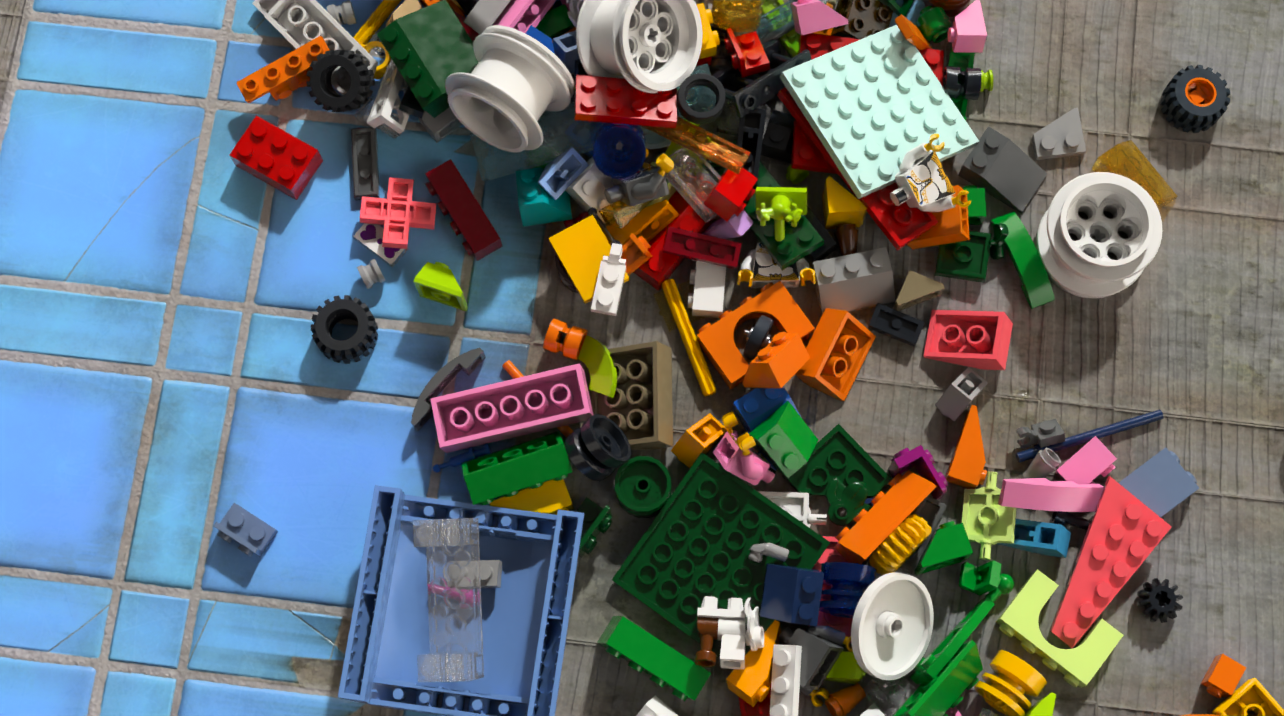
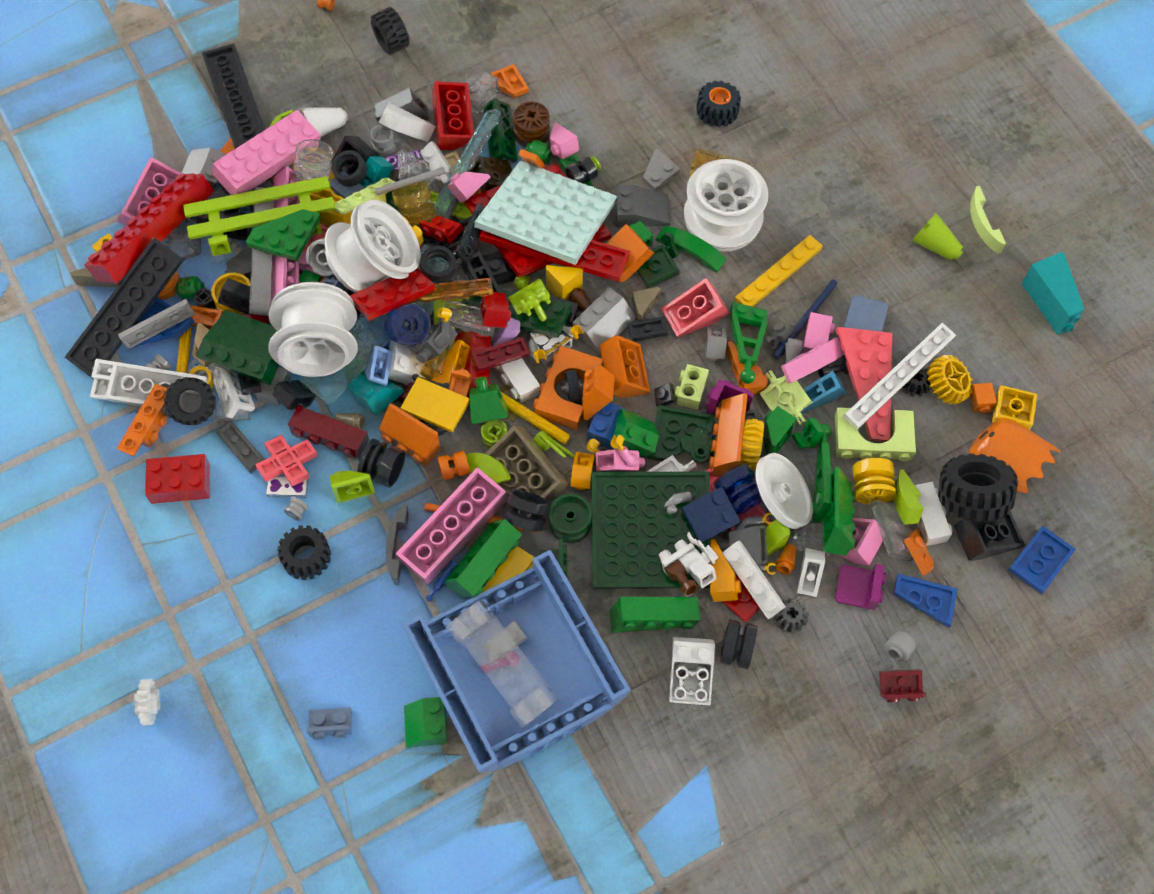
camera: 40 degrees left, 10 degrees down
(84, 382) = (147, 702): none -> white gear
(333, 601) = (425, 723): none -> green slope
(452, 143) = (293, 394): none -> black brick
(490, 285) = (382, 462): none -> black wheel
(497, 213) = (353, 419): none -> dark tan cone
(541, 274) = (409, 435): none -> orange slope
(609, 282) = (460, 407): white hinge -> none
(635, 321) = (493, 426): none -> lime wheel
(648, 293) = (486, 402): none -> green torso
(682, 379) = (546, 442): none -> lime plant
(854, 416) = (664, 395): none -> black plate
(897, 432) = (694, 387): none -> yellowish green brick
(924, 180) = (606, 230): white torso -> none
(1025, 389) = (751, 316): none -> green plate
(1103, 358) = (779, 272): none -> yellow plate
(1139, 584) = (899, 376): none -> white plate
(1200, 612) = (950, 379): none -> yellow gear

